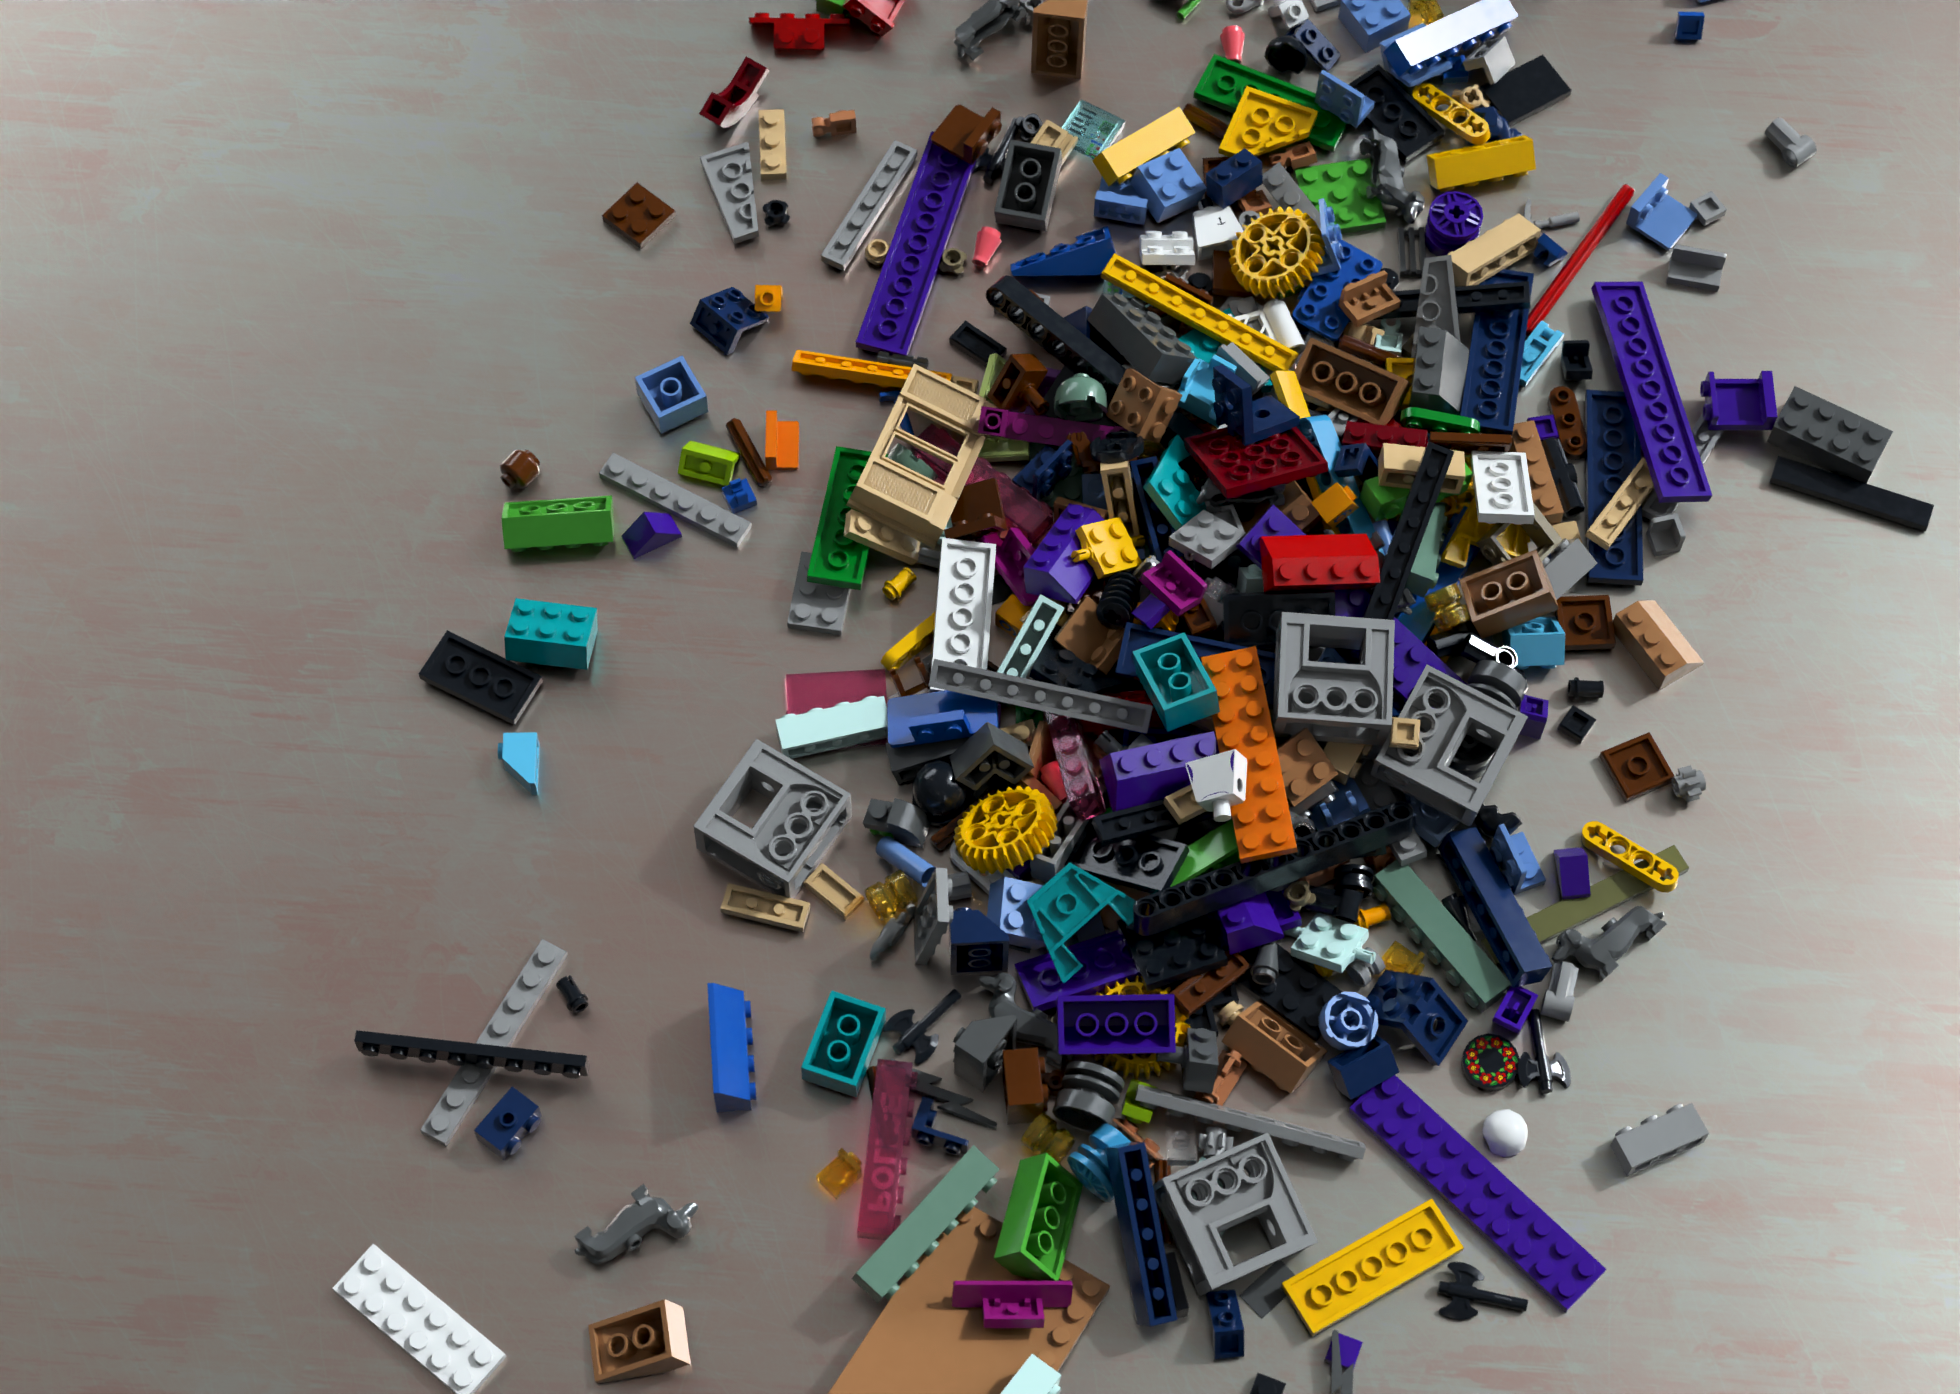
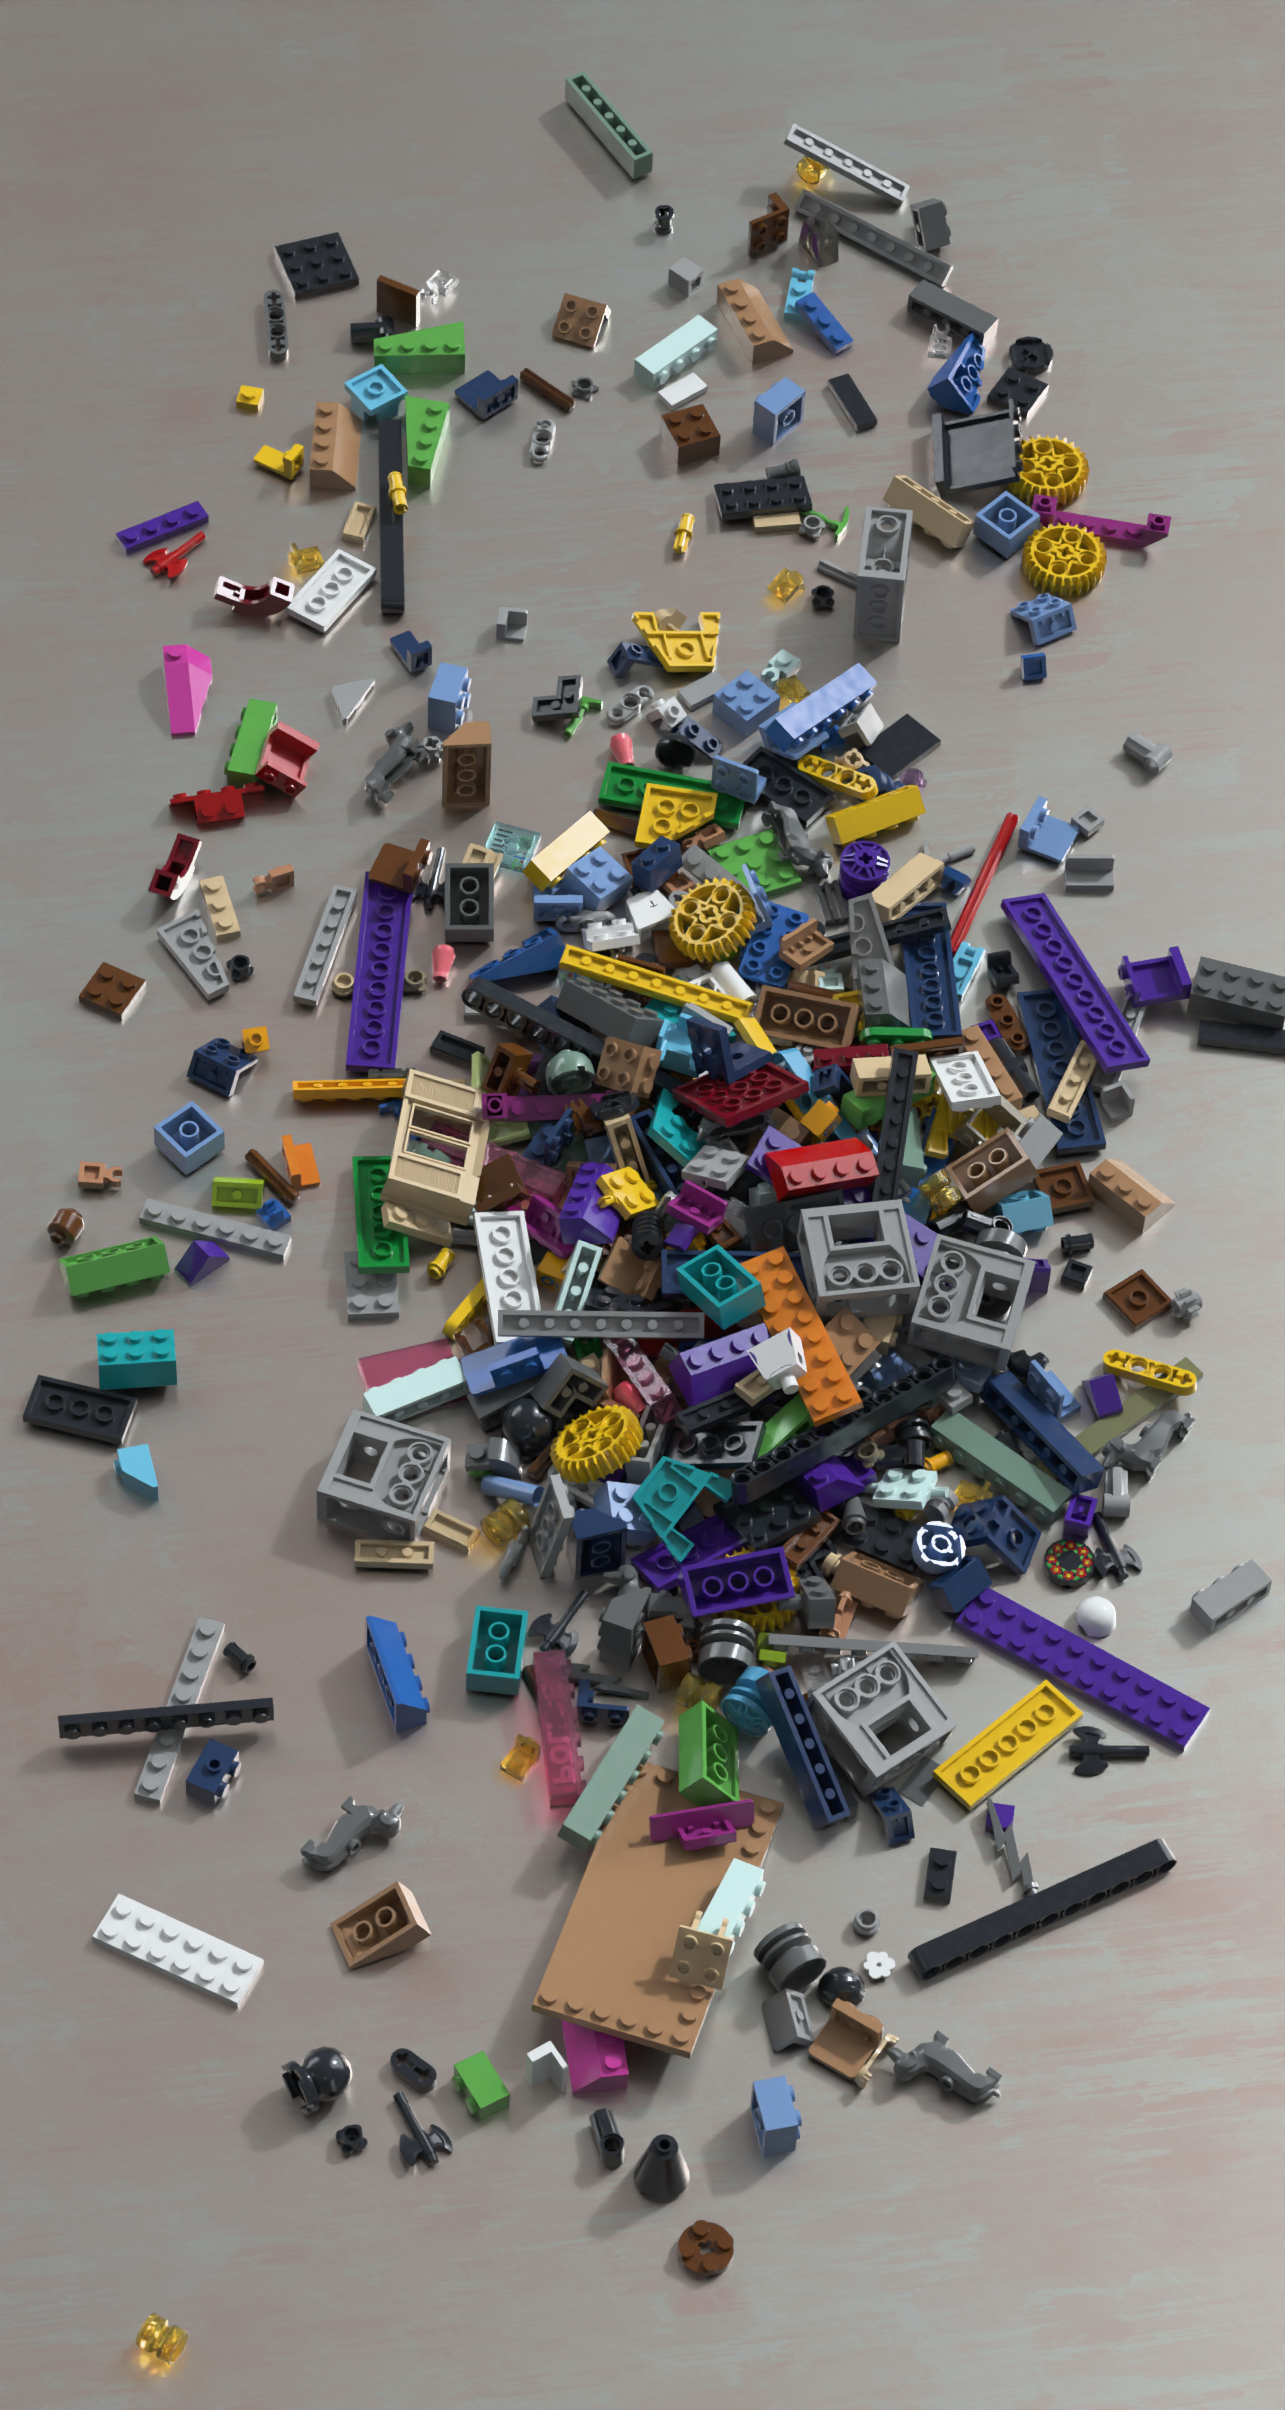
camera: 15 degrees left, 10 degrees down
(566, 416) = (95, 1175): none -> nougat plate
(1032, 120) = (456, 847): black plate -> none
(1144, 224) = (576, 925): none -> light grey piece
(1404, 733) = (932, 1294): tan tile -> none
(1534, 124) = (913, 777): none -> clear purple plate

